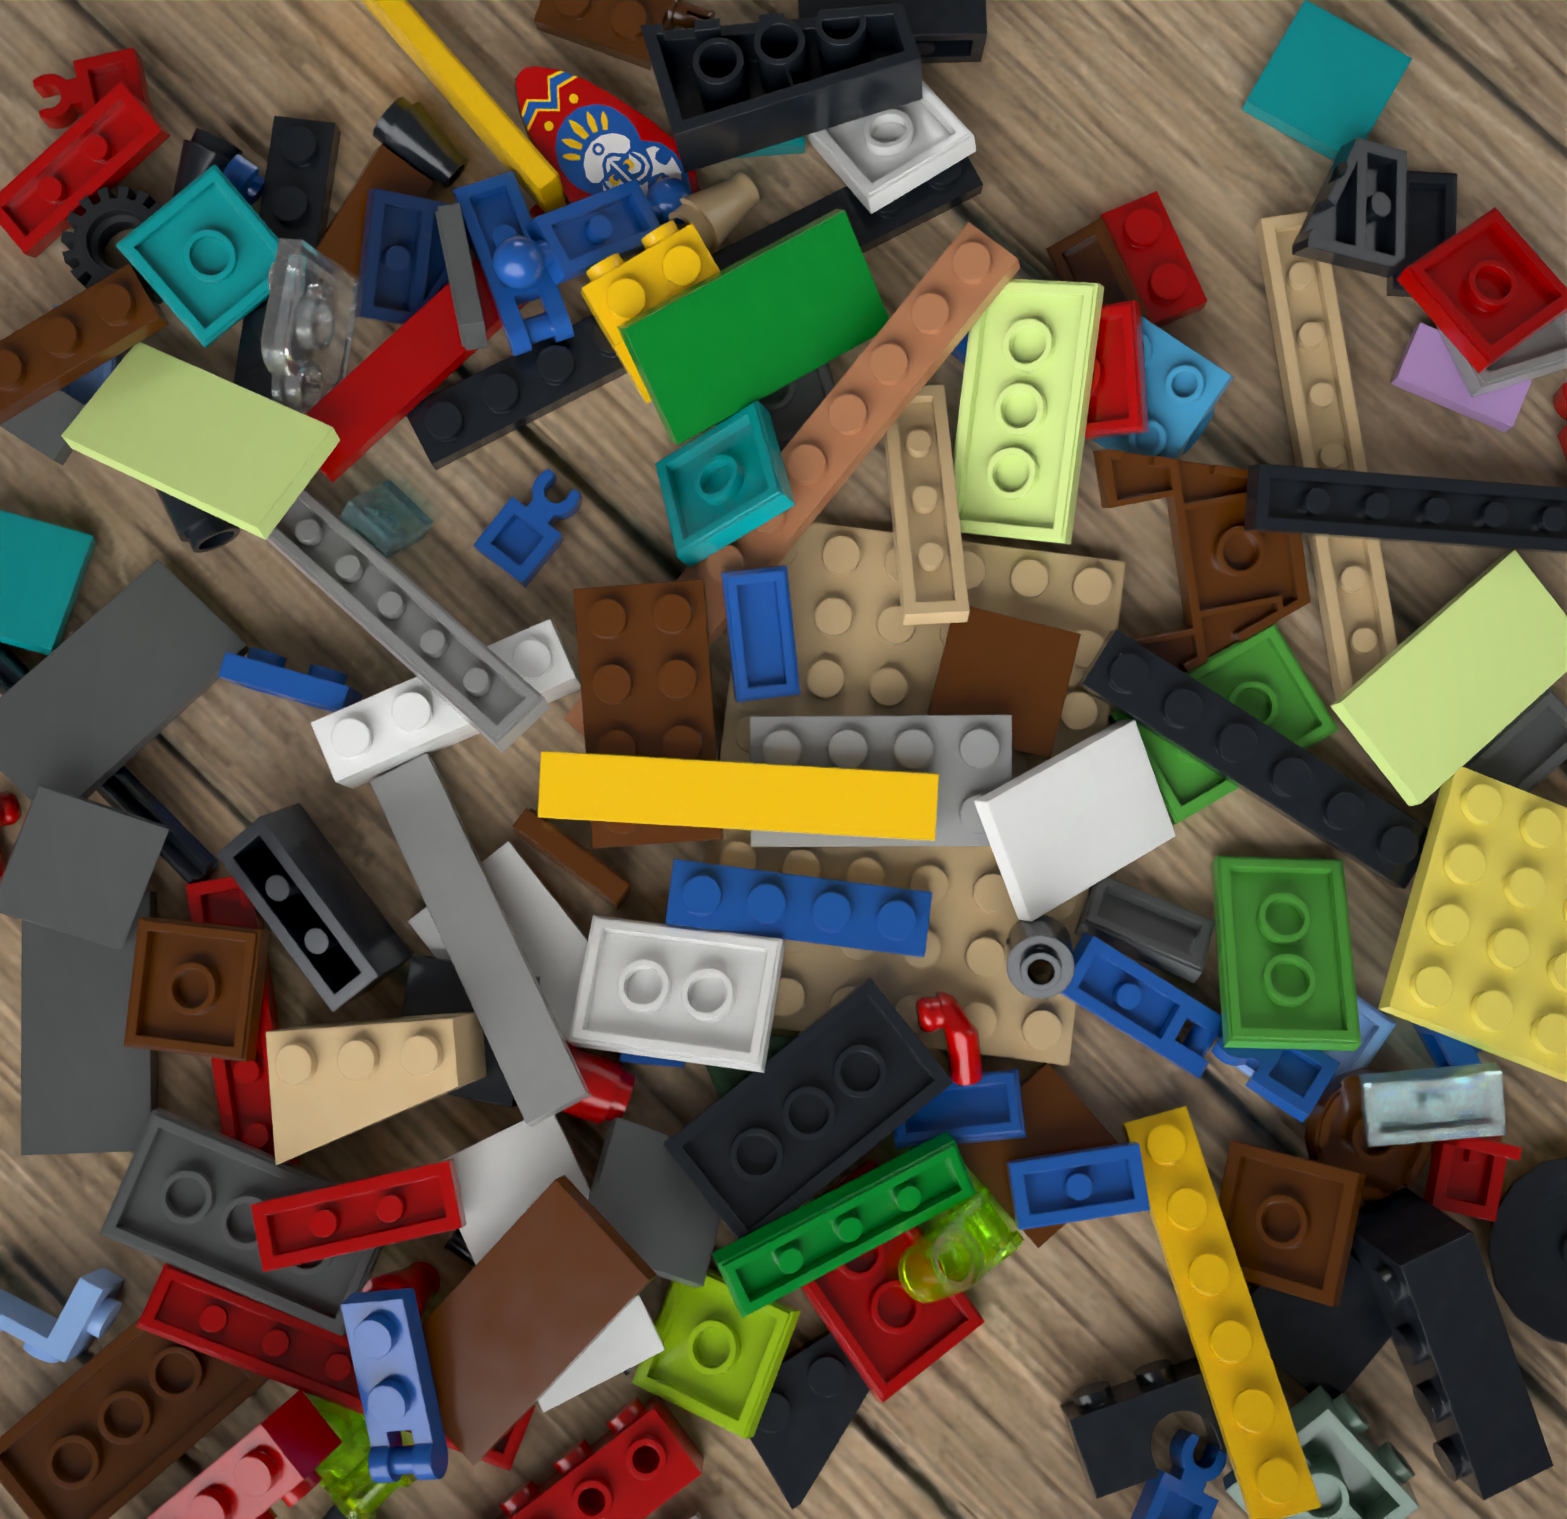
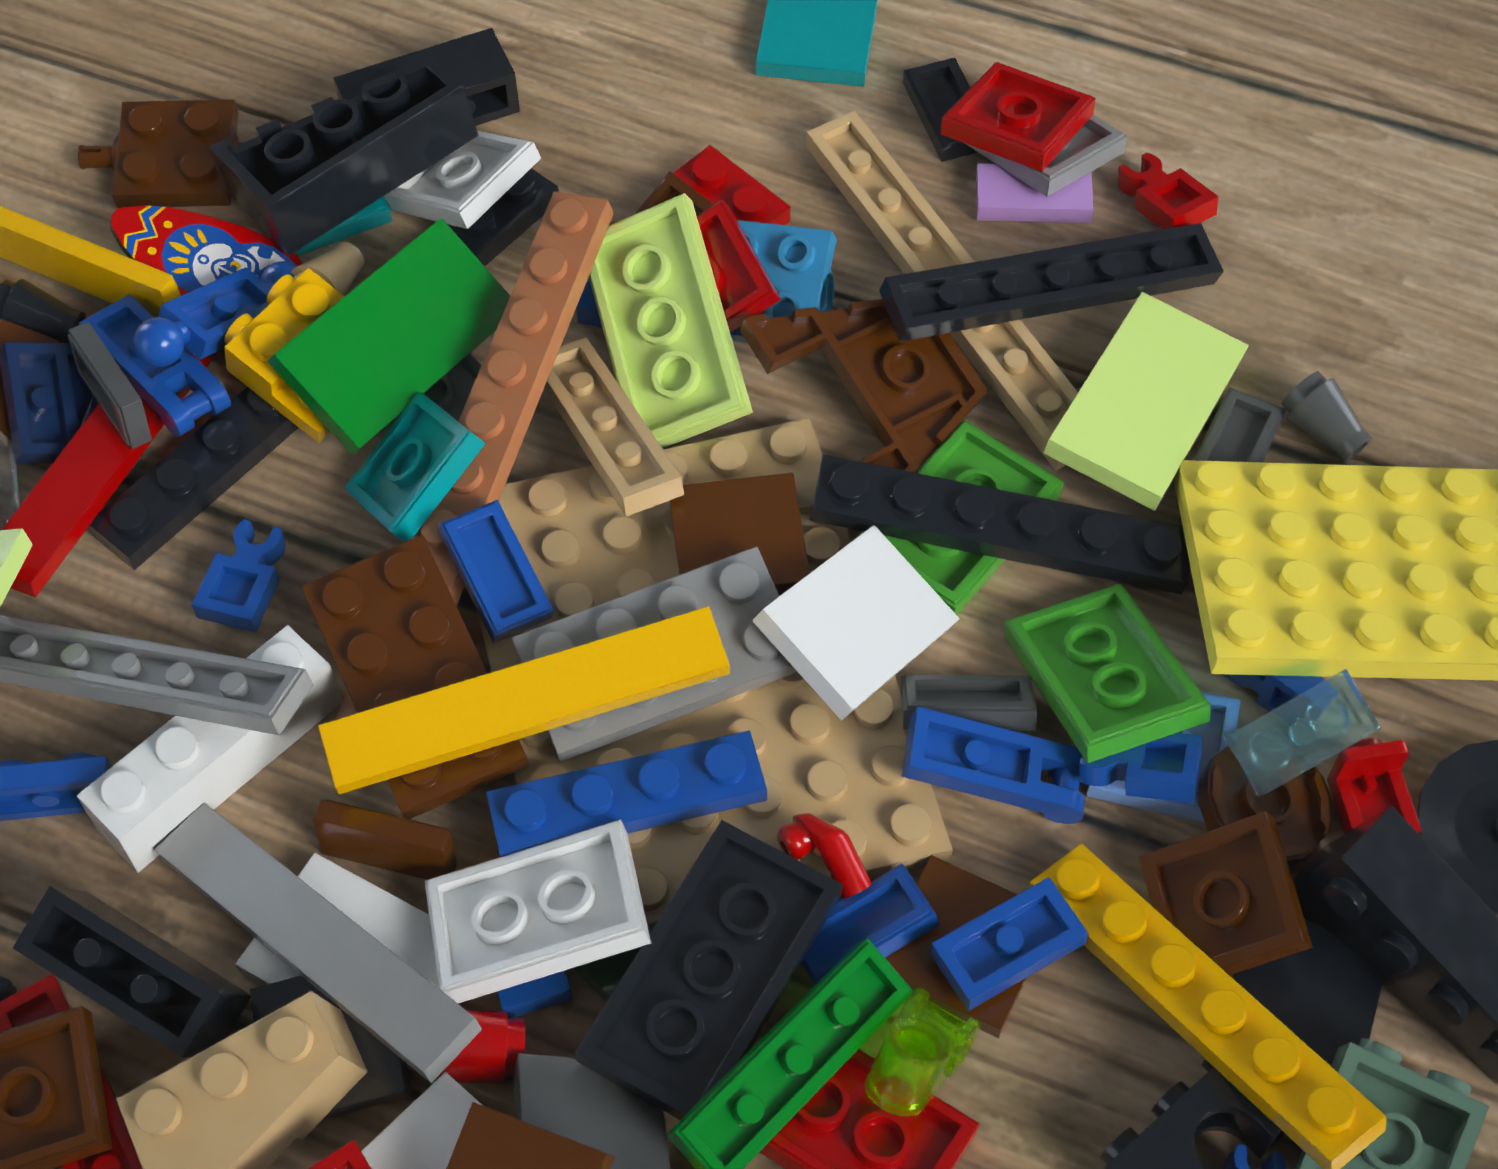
camera: 20 degrees left, 25 degrees down
(387, 518) = (99, 612): clear light blue plate -> none
(1039, 957) = (865, 755): brick -> none
(1359, 211) = (887, 101): black wing -> none

